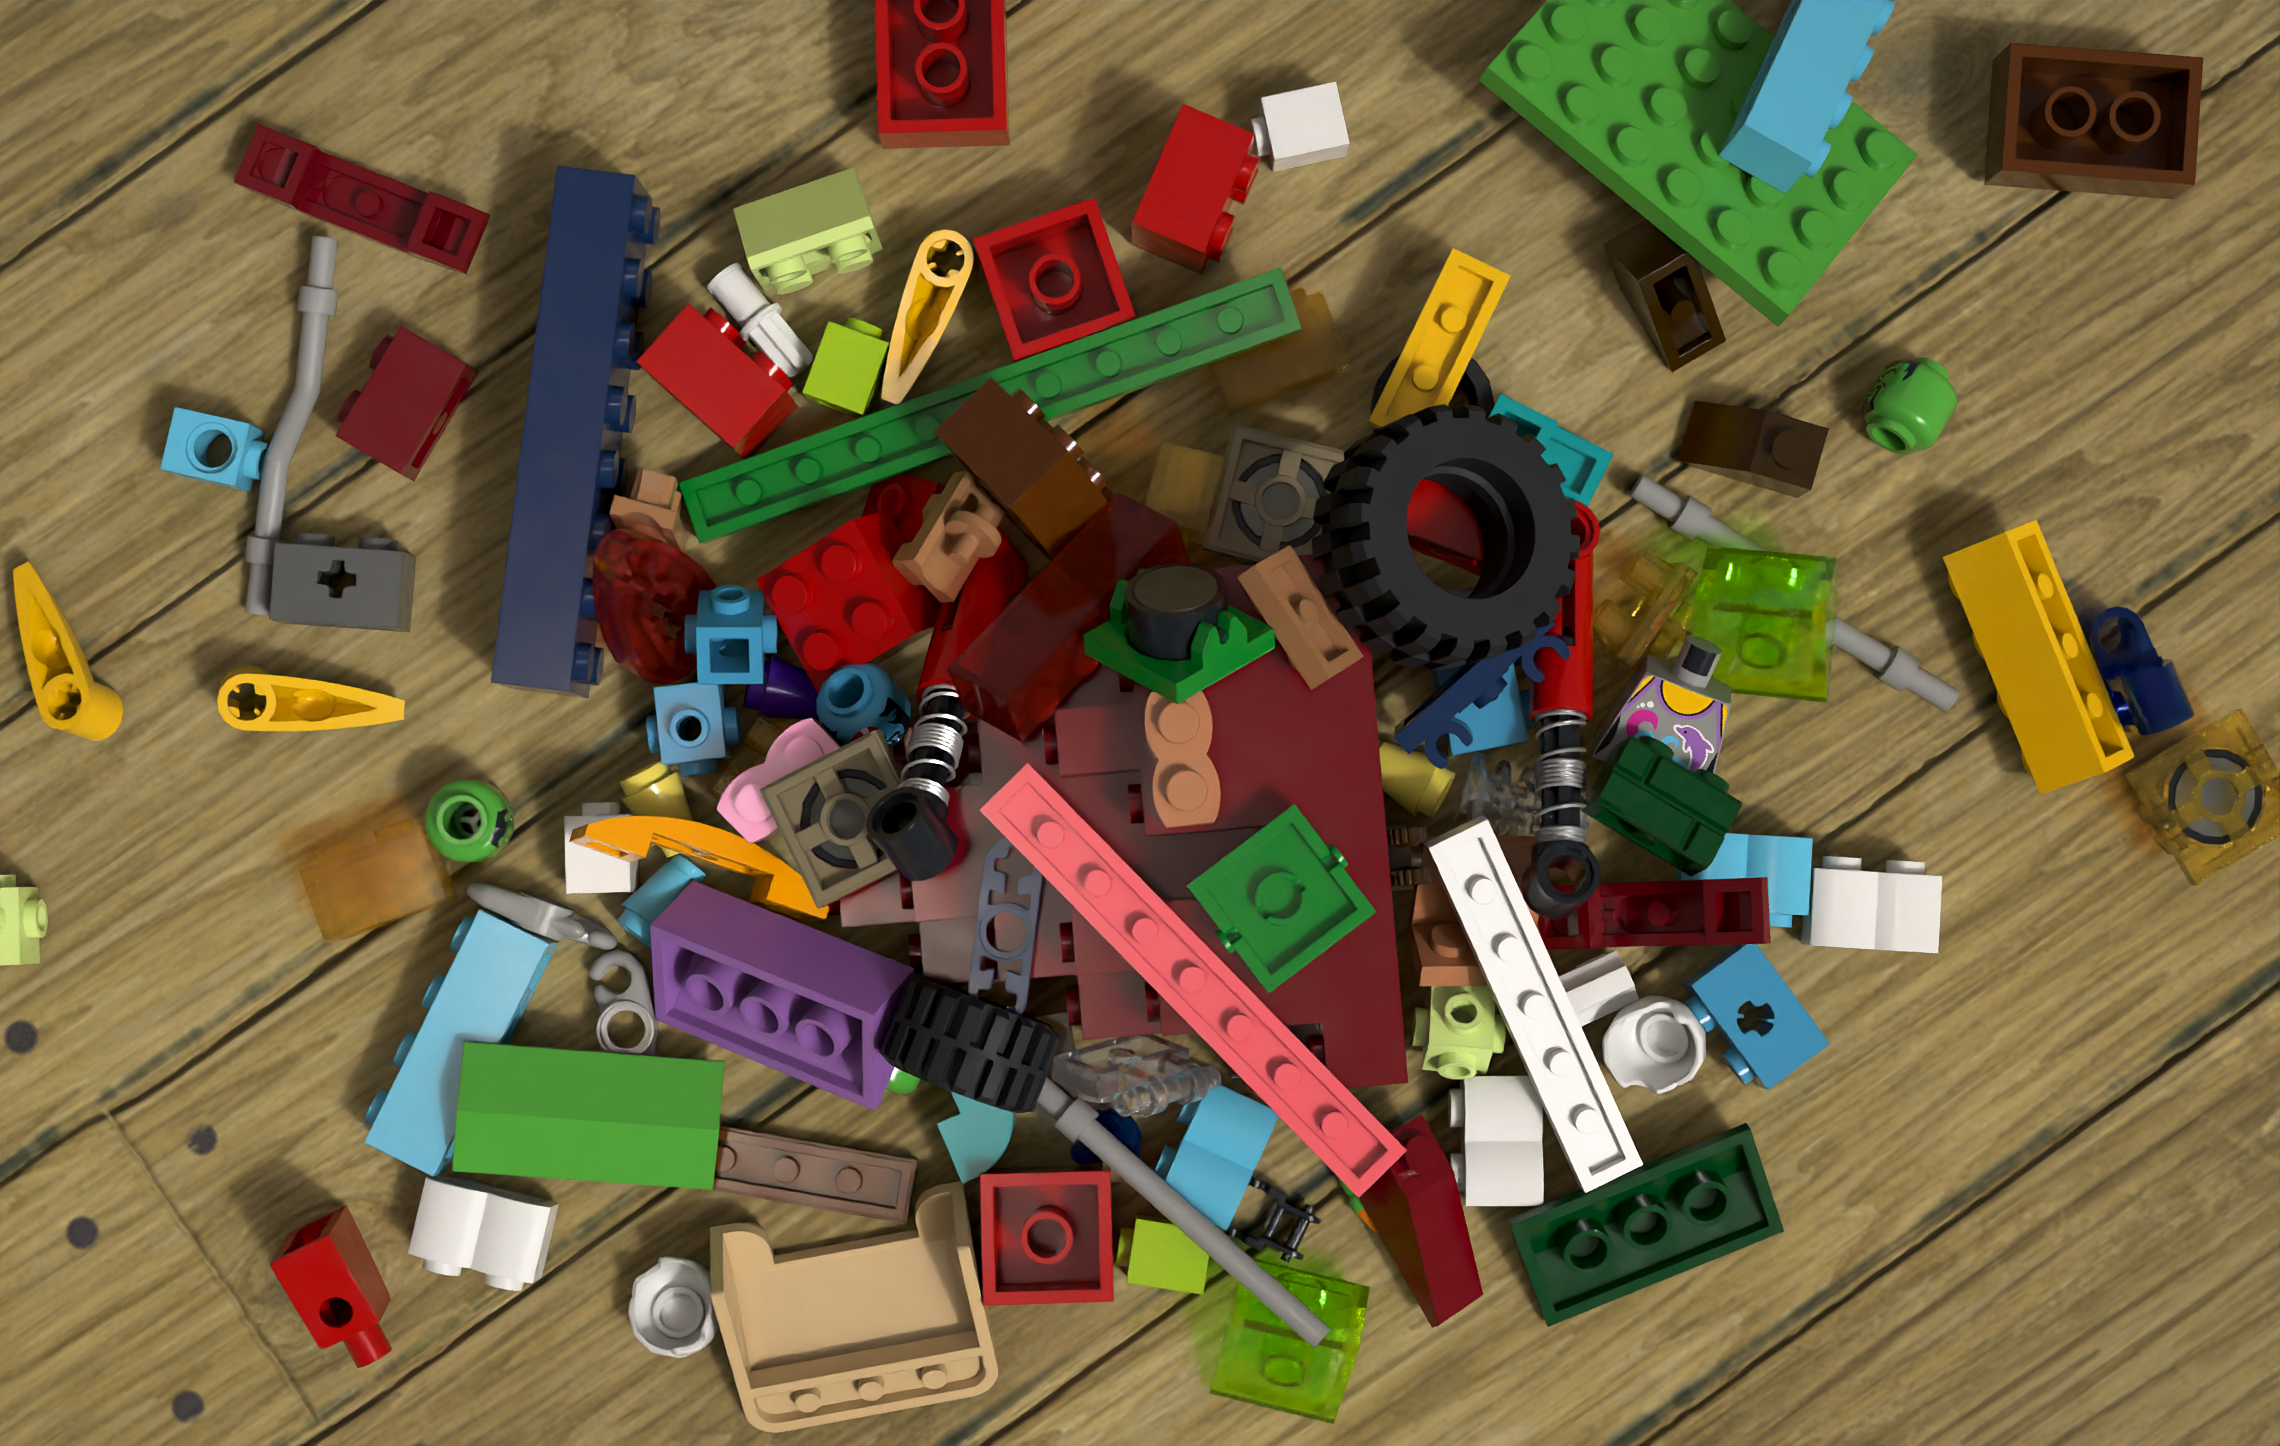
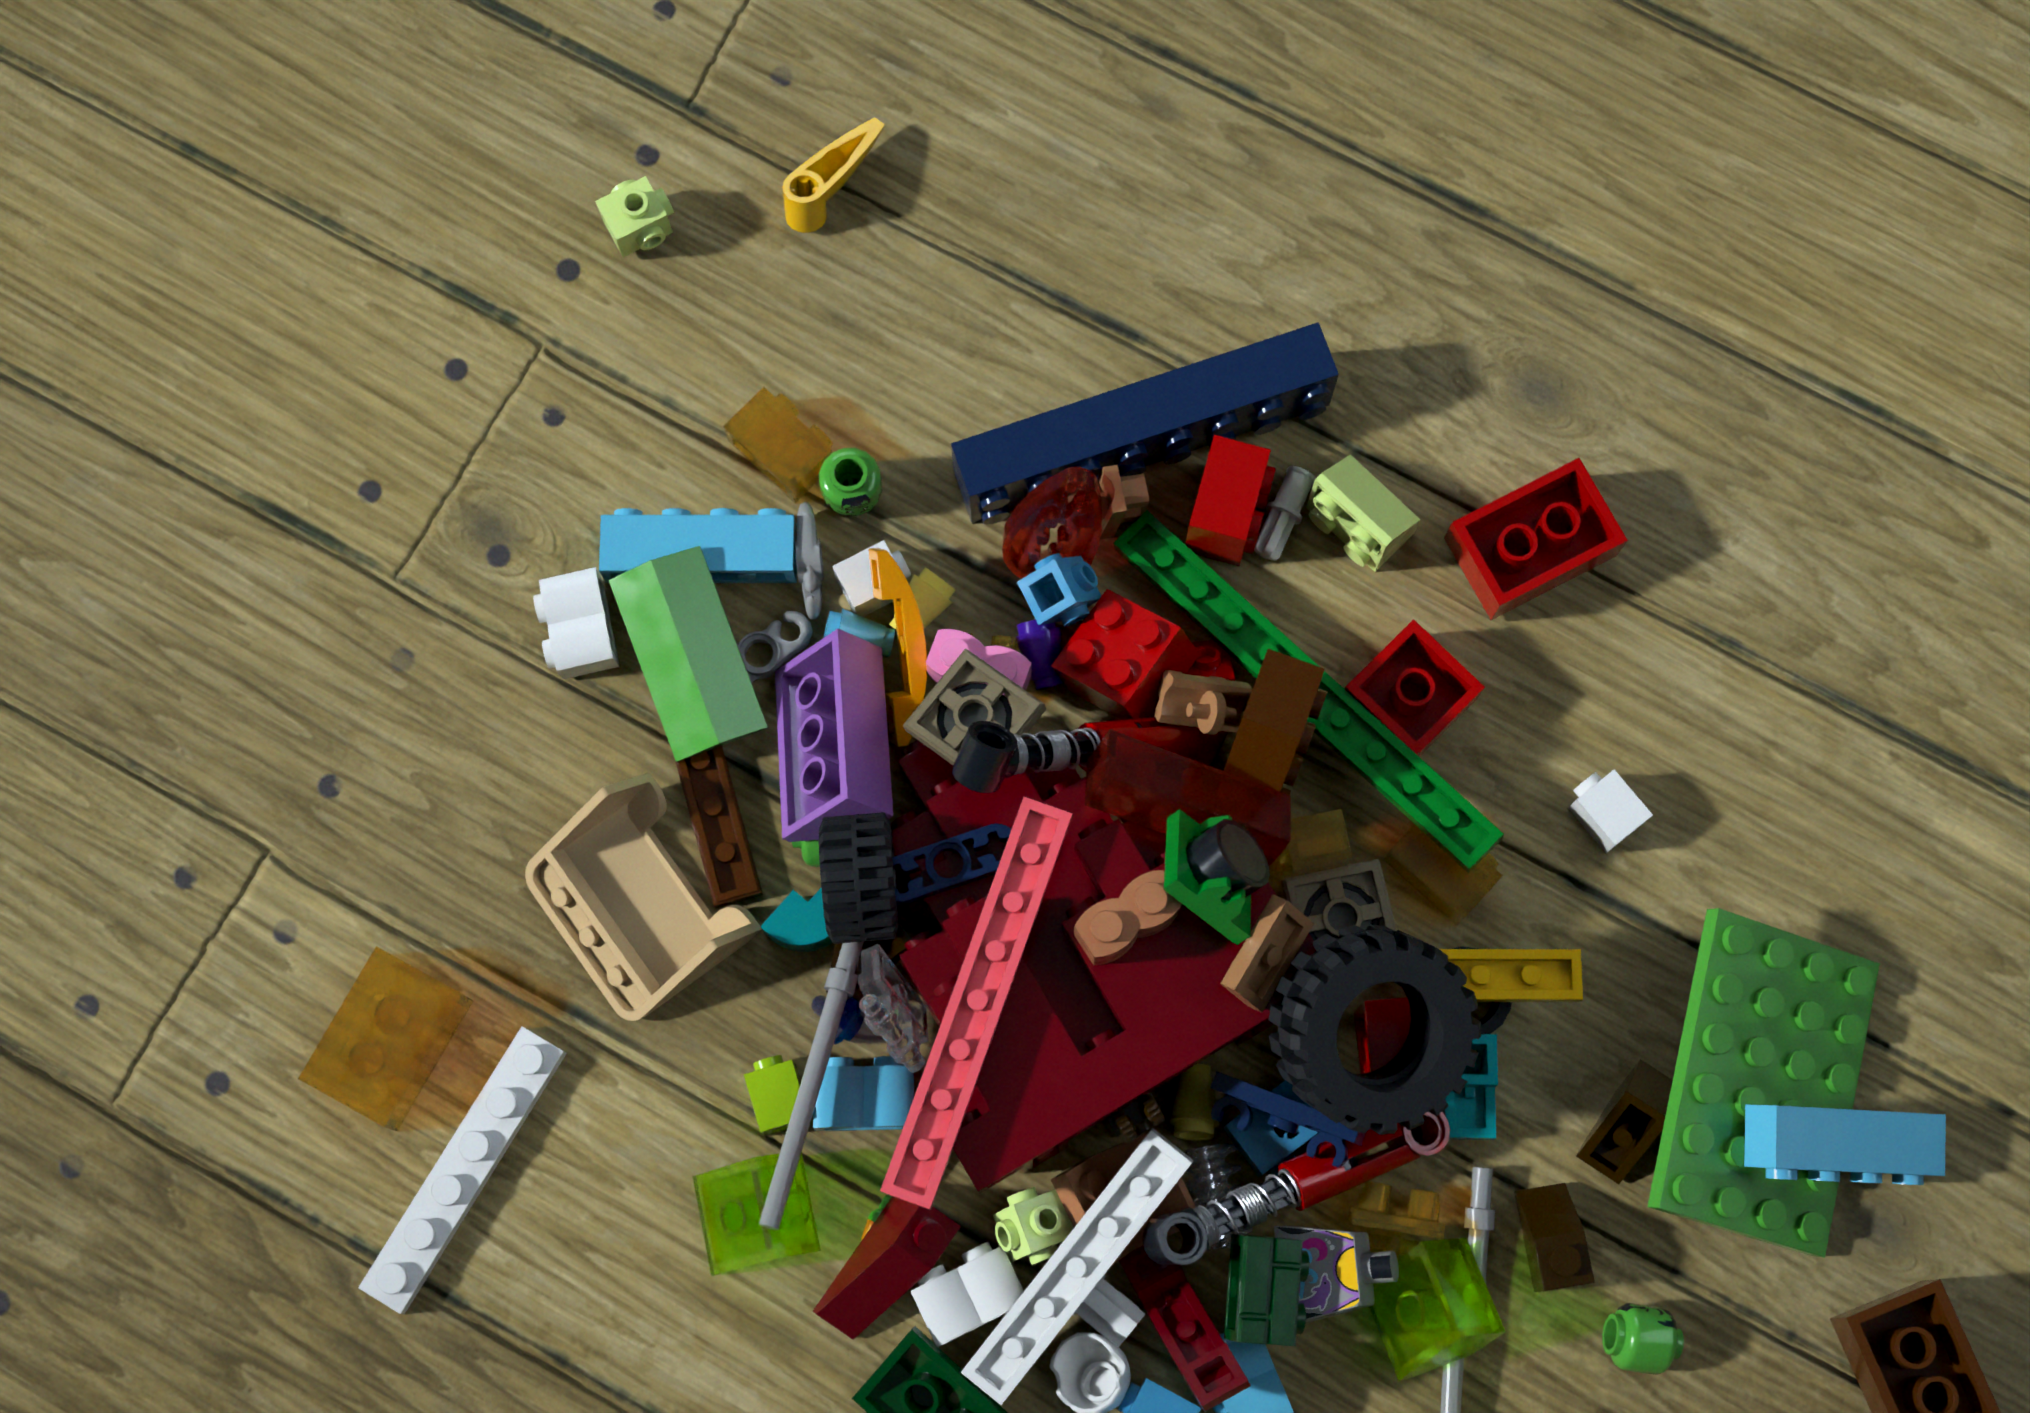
camera: 65 degrees right, 10 degrees down
(188, 445) = (1016, 186): medium azure brick -> none
(303, 703) = (876, 338): yellow piece -> none
(305, 593) = (967, 353): dark grey brick -> none
(317, 303) = (1147, 224): light grey bar -> none
(332, 1263) = (494, 543): red torso -> none
(361, 200) = (1230, 218): dark red slope -> none
(404, 402) = (1110, 309): dark red brick -> none
(673, 1308) = (580, 772): white hair -> none
(680, 706) = (990, 582): dark azure brick -> none
(848, 368) = (1282, 584): lime brick -> none
(860, 701) = (1063, 696): dark azure head -> none
(925, 311) = (1349, 615): yellow piece -> none
(1047, 1235) = (751, 1004): red brick -> none
(1193, 188) = (1526, 754): red brick -> none
(1281, 898) = (1064, 1035): green plate -> none
(1297, 1233) = (835, 1183): black piece -> none

